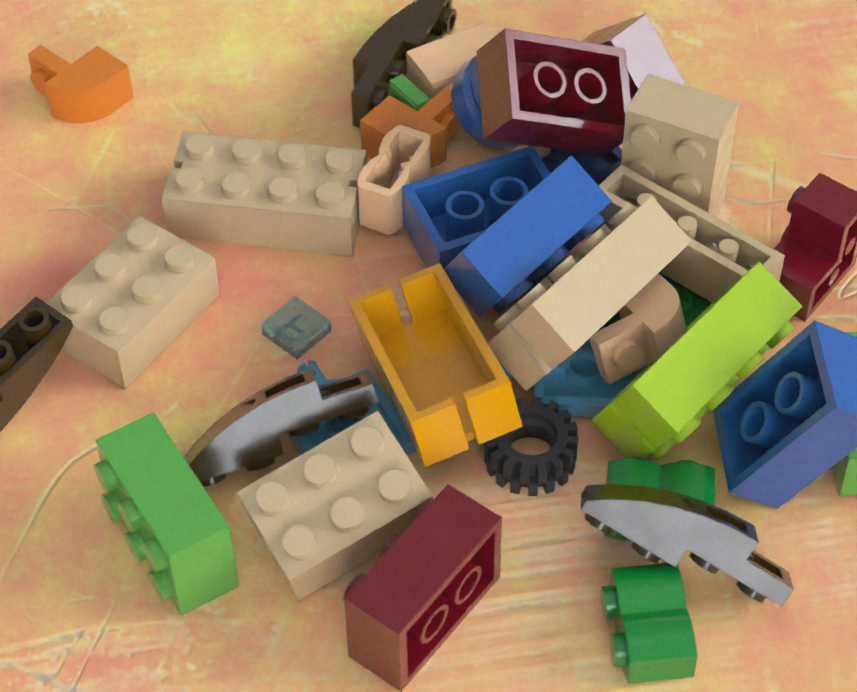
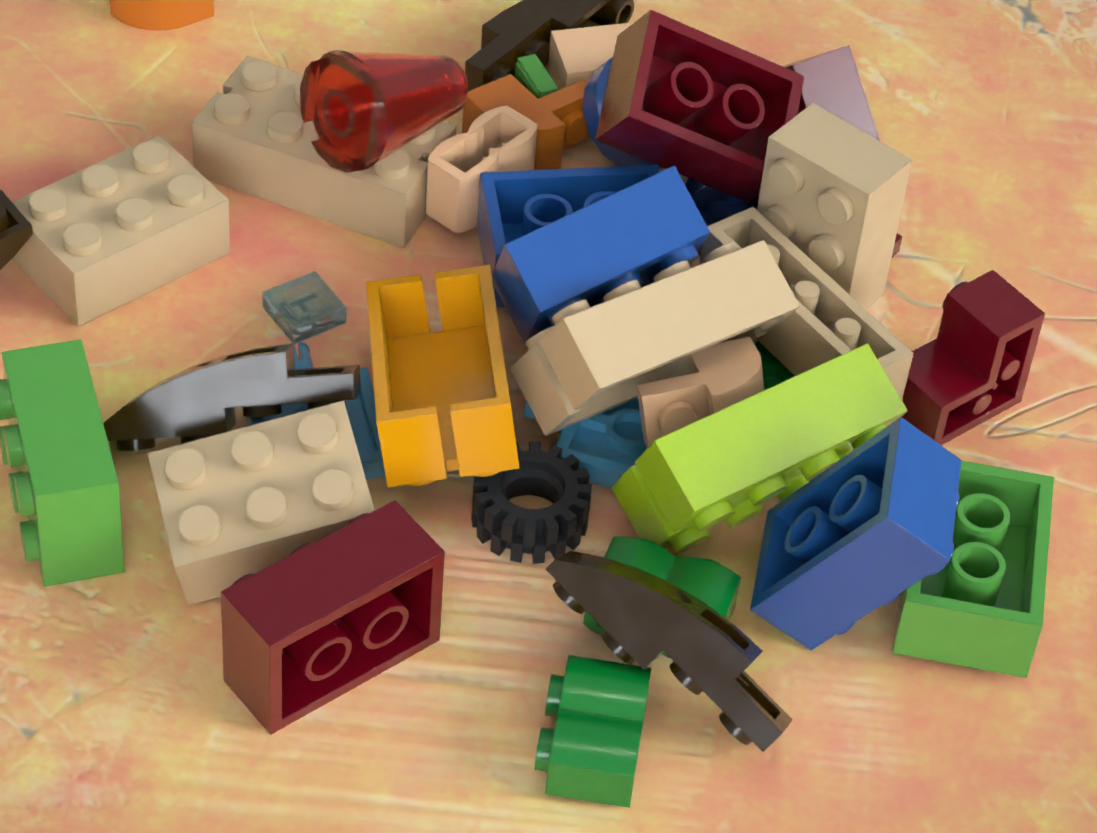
camera: 10 degrees right, 5 degrees down
(308, 153) = (377, 102): none -> clear red cone

